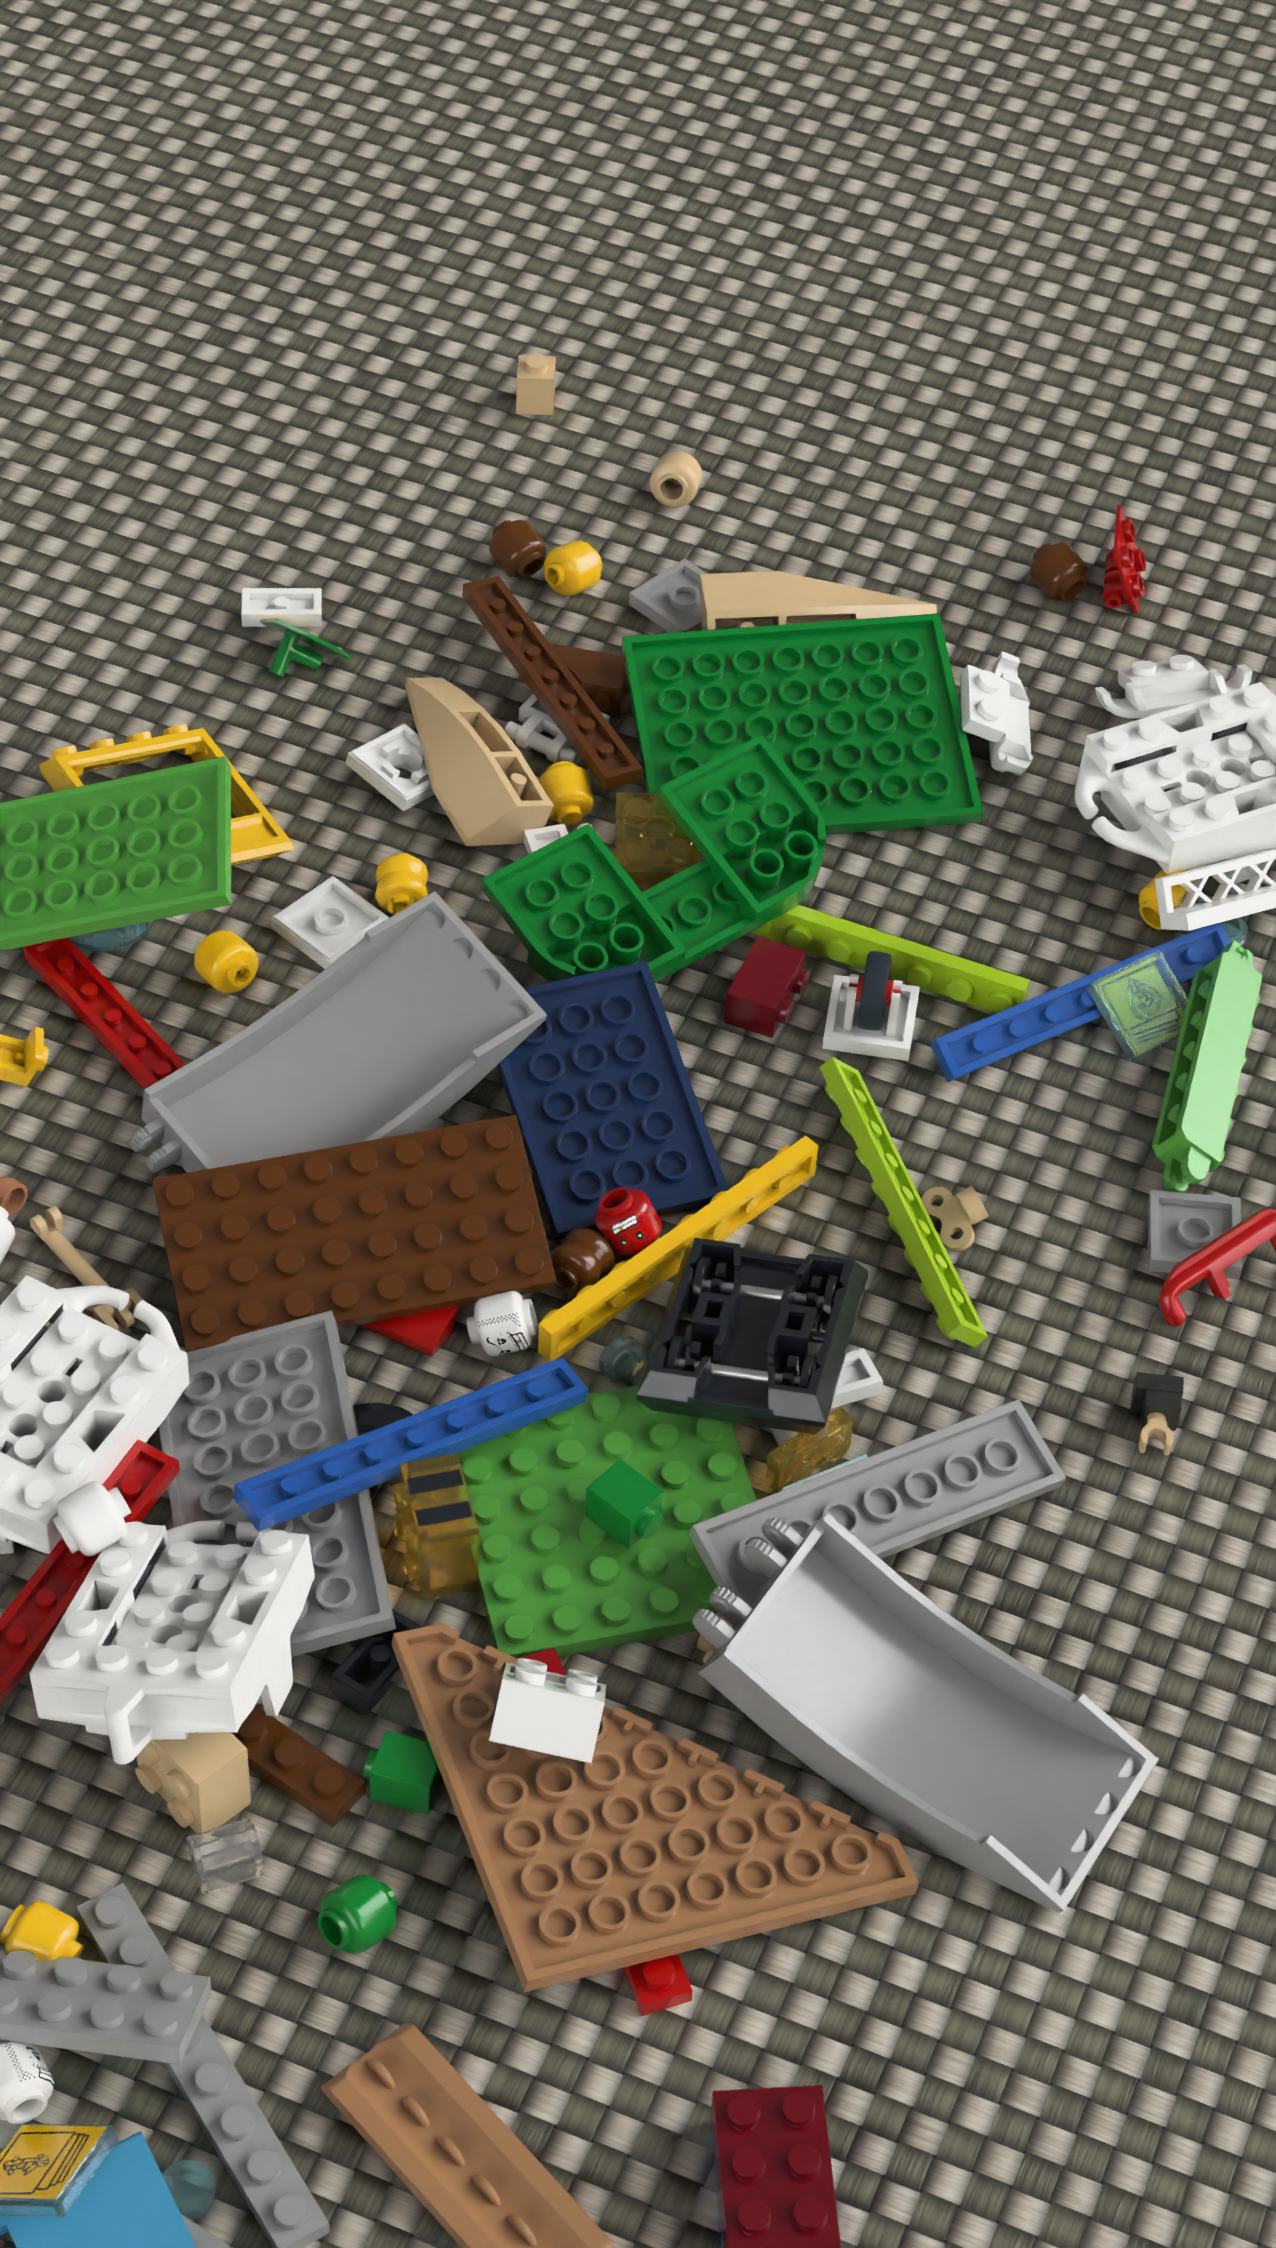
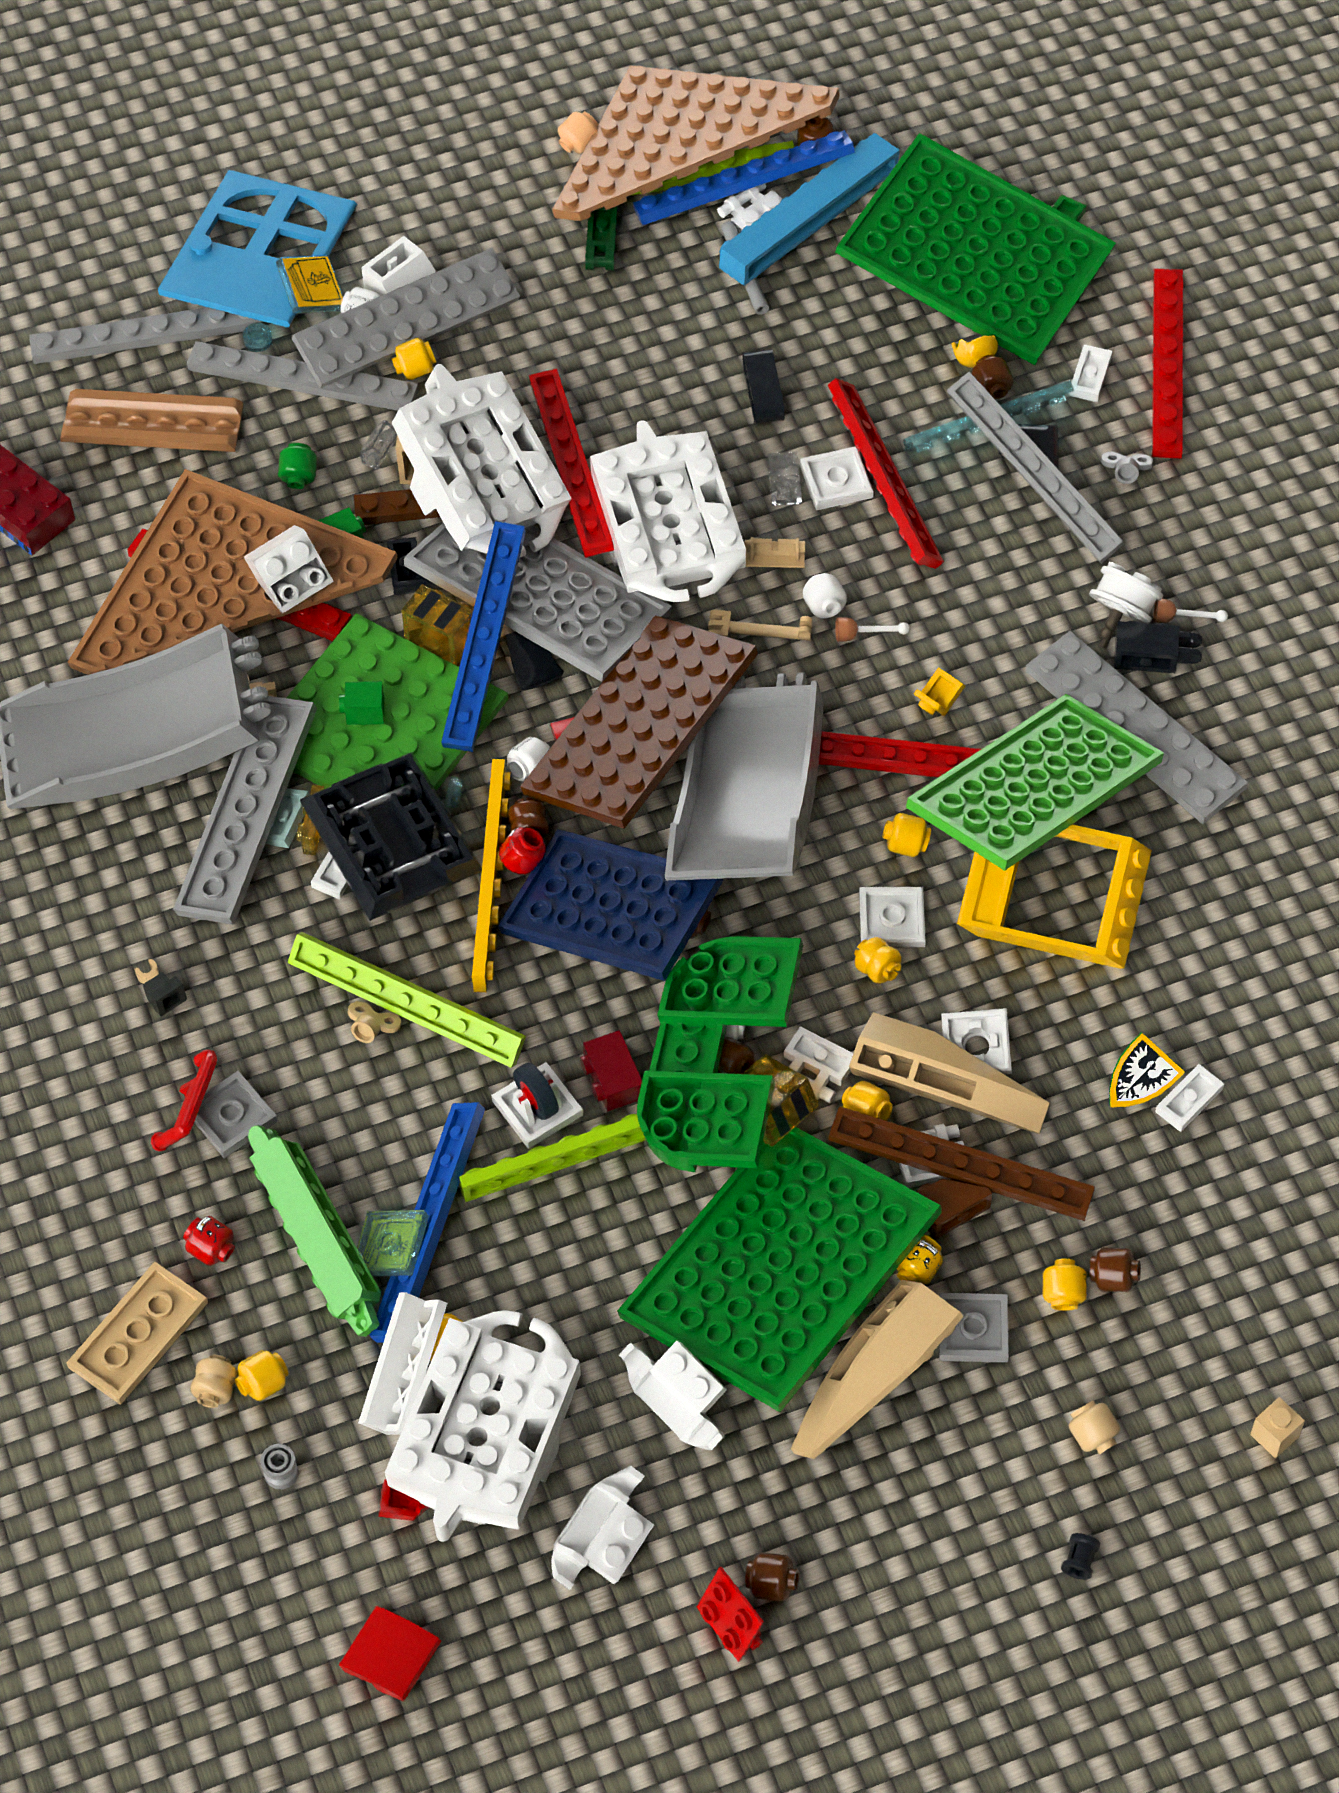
camera: 140 degrees right, 10 degrees up
(91, 1518) = (572, 471): white head -> none
(781, 432) = (1080, 1556): none -> black bush

